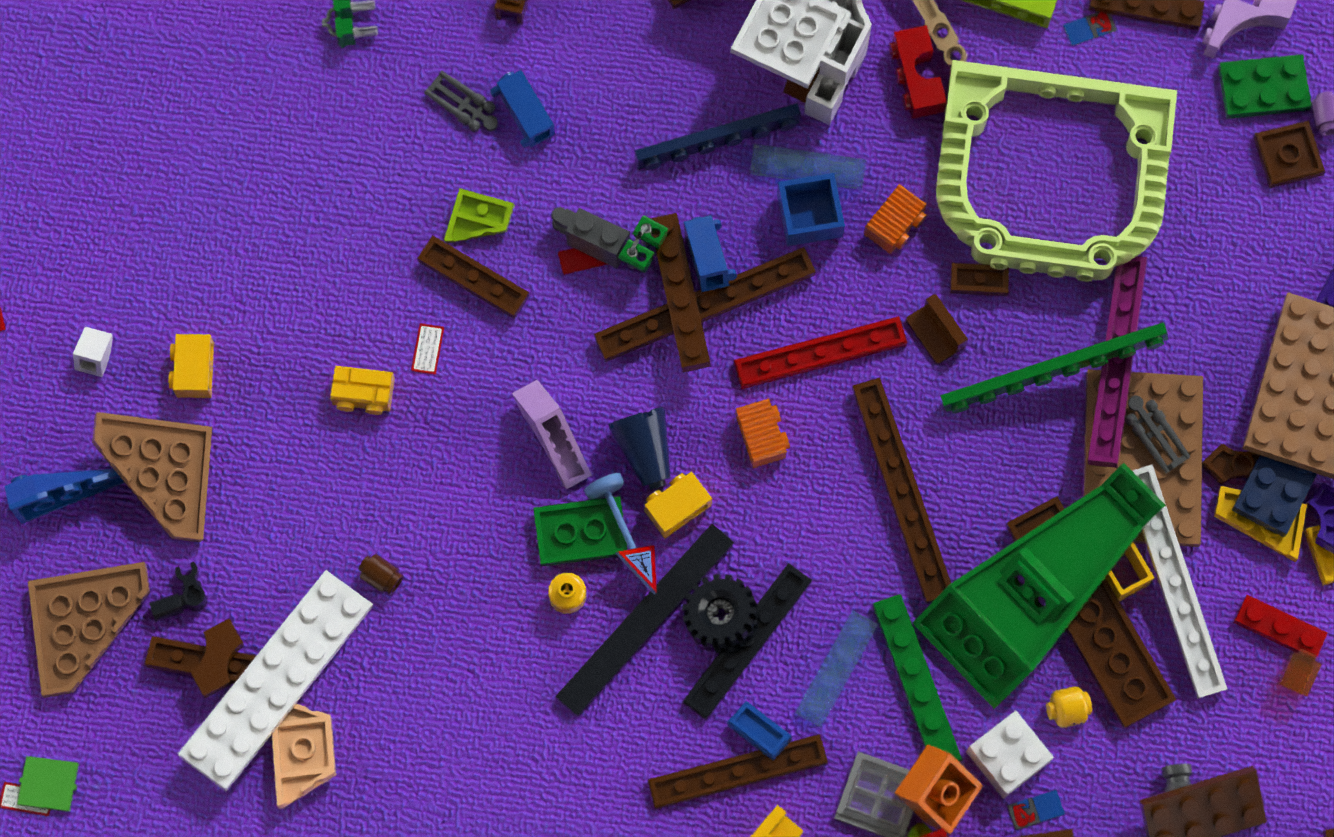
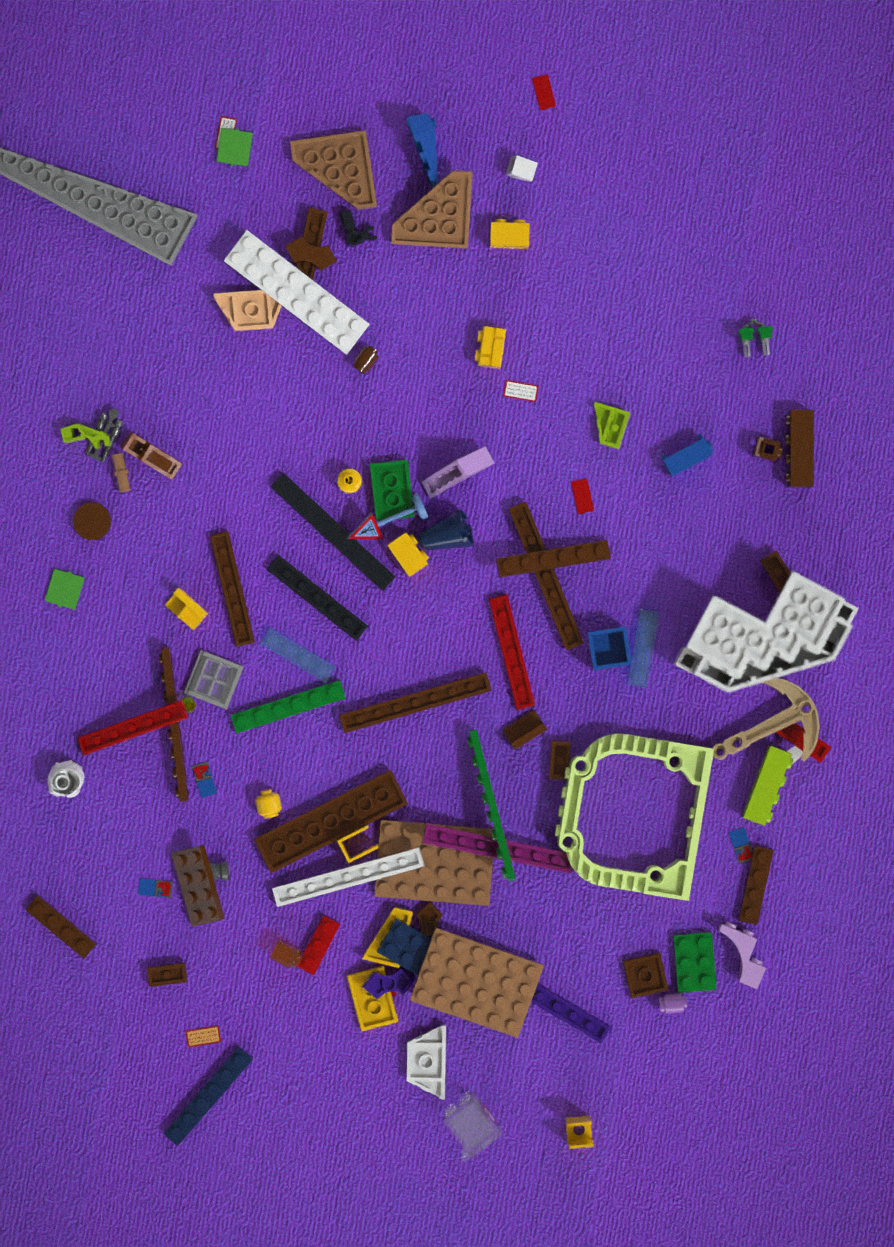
camera: 90 degrees right, 15 degrees up
(473, 277) = (568, 421): reddish brown plate -> none
(490, 122) = (679, 433): dark grey piece -> none
(591, 234) = (594, 501): dark grey hinge -> none
(643, 232) = (592, 535): green piece -> none
(706, 602) = (340, 570): black bush -> none
(707, 253) = (579, 578): blue brick -> none
(726, 134) = (665, 596): dark blue plate -> none
(759, 730) = (257, 603): blue tile -> none
(762, 433) = (456, 610): orange brick -> none
(895, 219) = (602, 705): orange brick -> none
(922, 94) = (691, 726): red arch -> none
(938, 789) = (213, 716): orange brick -> none
(997, 626) = (321, 759): green wing -> none
(1009, 754) = (237, 763): white brick -> none
(1136, 403) = (468, 858): dark grey piece -> none

